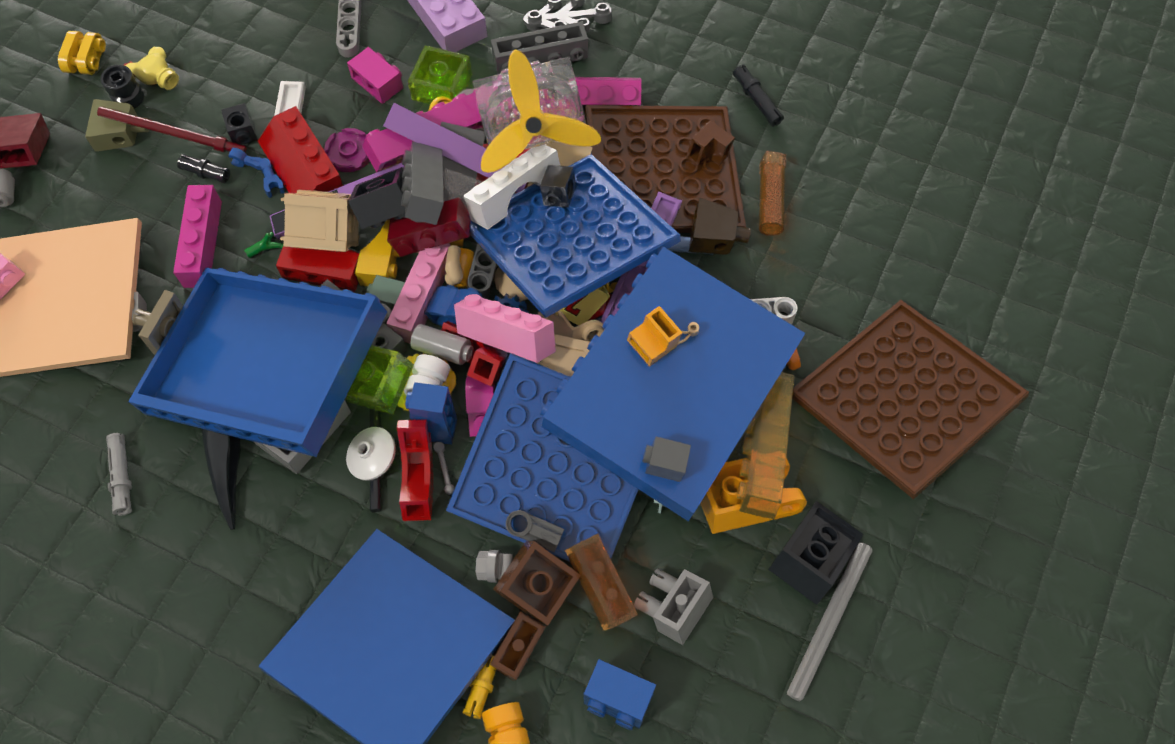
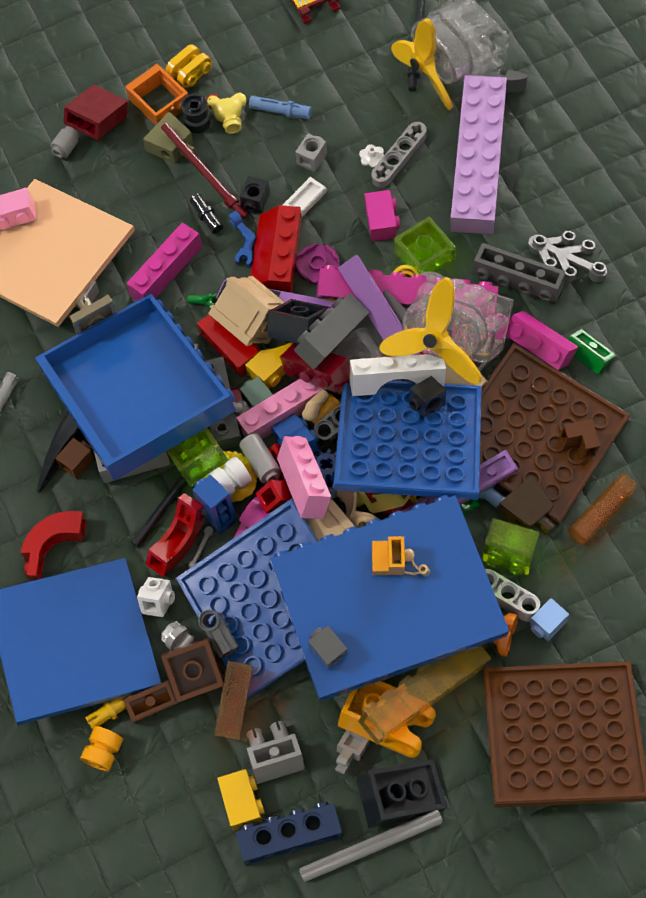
camera: 45 degrees right, 0 degrees up
(50, 85) = (155, 76): none -> orange window
(213, 36) = (289, 108): none -> medium blue pin
(247, 469) = (75, 458): none -> reddish brown brick
(265, 60) = (309, 159): none -> light grey brick
(276, 561) = (48, 533): none -> red arch
(324, 34) = (371, 155): none -> white plant
(378, 457) = (159, 503): white dish -> none
(440, 542) = (155, 597): none -> white brick
(618, 695) = (183, 777): blue brick -> none
(653, 79) = (591, 351): none -> green slope
(681, 671) = (240, 799): none -> yellow brick
(731, 710) = (328, 831): none -> dark blue brick
(734, 265) = (510, 547): none -> clear neon green brick
(741, 544) = (351, 747): none -> light grey plate
(809, 311) = (548, 620): none -> light blue brick

